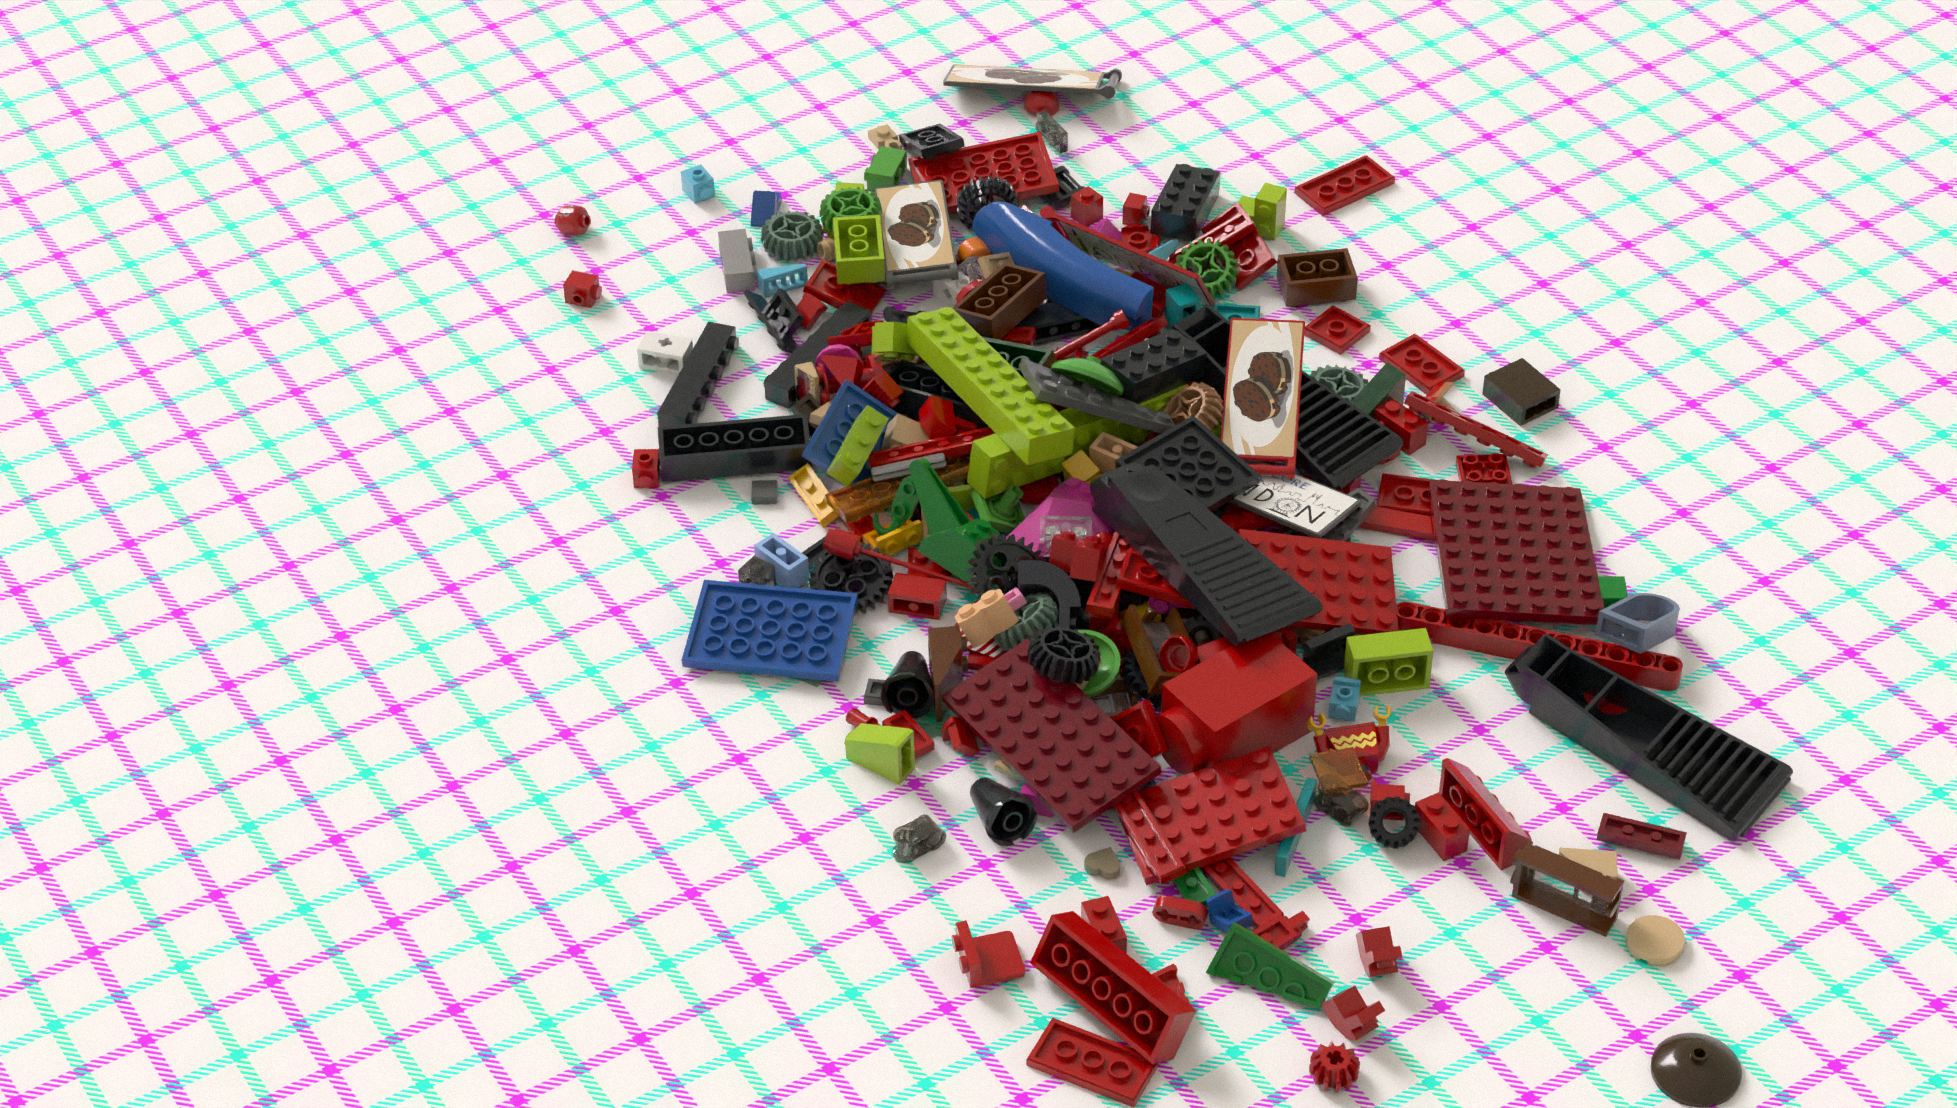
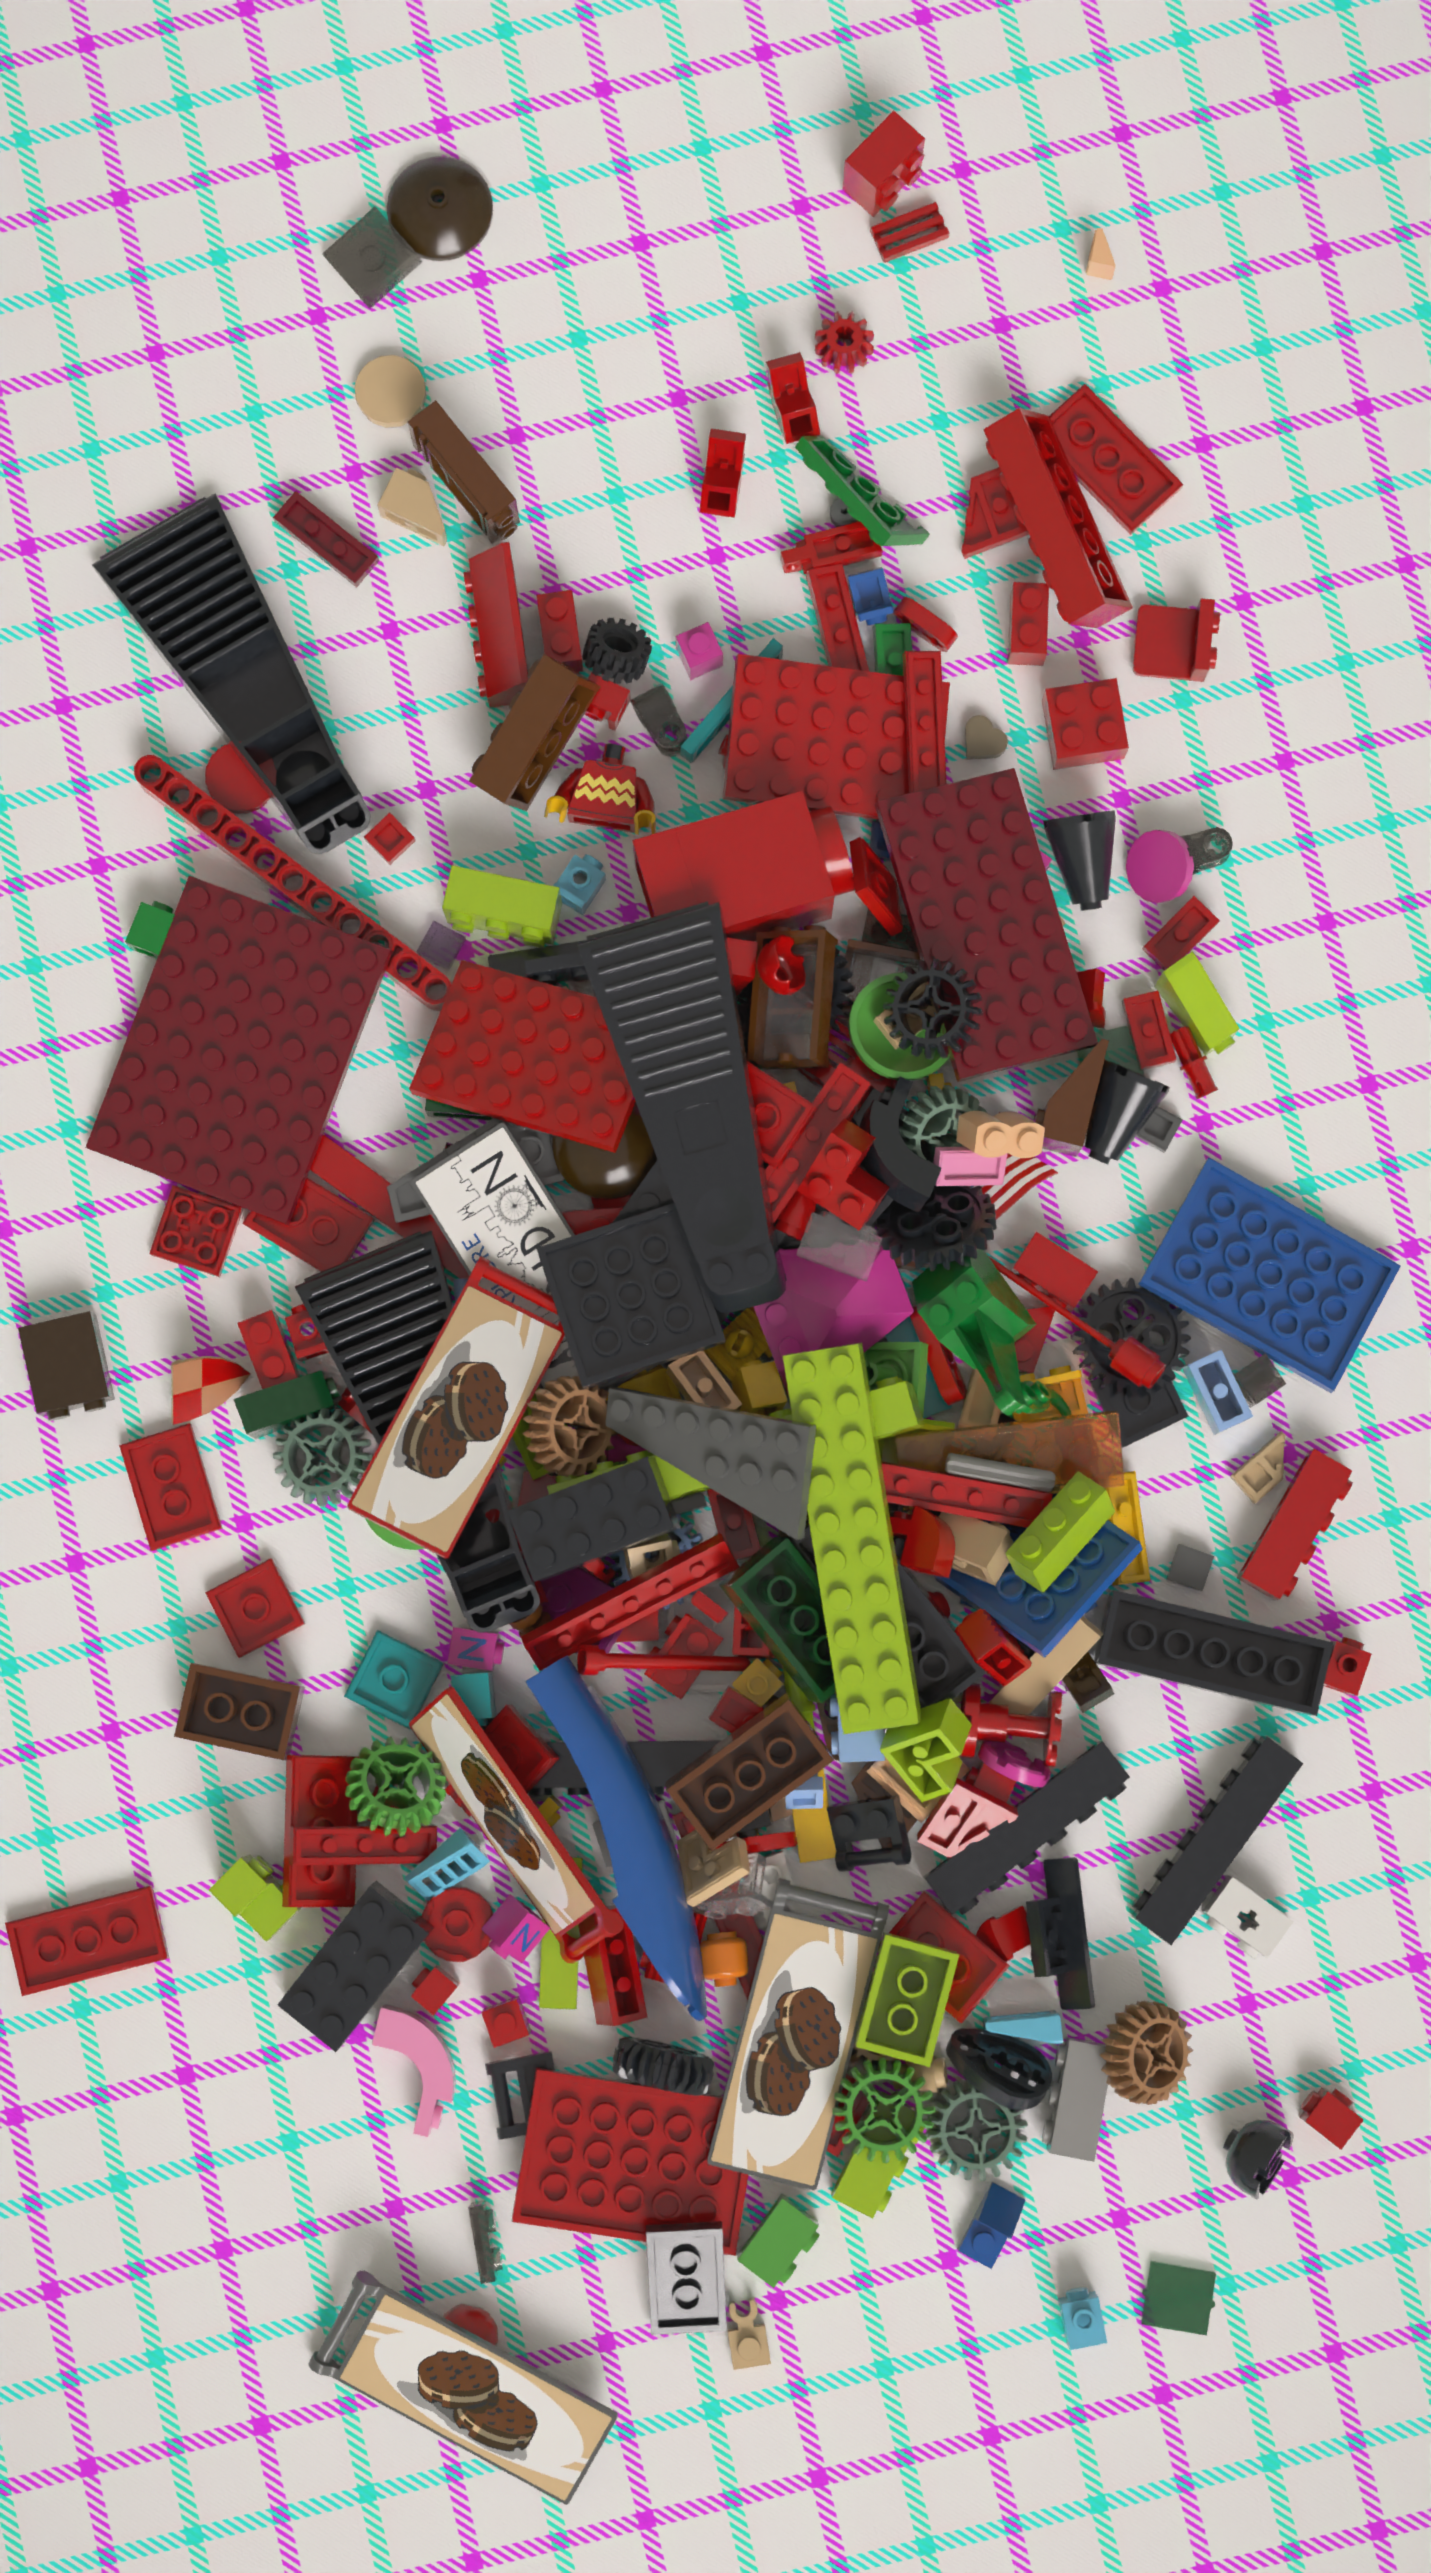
camera: 160 degrees left, 40 degrees up
(572, 220) = (1302, 2297): red head -> none
(622, 261) = (1256, 2155): none -> black cylinder
(644, 211) = (1178, 2298): none -> clear green piece
(703, 523) = (1295, 1524): none -> red brick
(705, 277) = (1146, 2052): none -> medium nougat gear
(736, 547) = (1262, 1470): none -> tan tile
(788, 242) = (997, 2084): none -> black piece
(806, 381) = (1071, 1736): slope -> none
(844, 368) = (1023, 1715): red slope -> none
(908, 792) = (1181, 933): none -> red plate
(941, 816) = (1159, 866): none -> dark pink tile
(1033, 884) = (1085, 723): none -> red brick
(1090, 371) = (711, 1491): bright green dish -> none
(1119, 184) = (420, 2041): none -> bright pink arch
(1335, 845) = (699, 650): none -> dark pink brick
(1338, 770) = (649, 746): clear orange piece -> none
(1423, 745) = (533, 732): none -> reddish brown brick
(1485, 434) = (176, 1292): red plate -> none
(1486, 683) = (389, 838): none -> red tile
(1637, 636) = (185, 834): sand blue window -> none
(1724, 1016) = (372, 257): none -> clear smoke tile

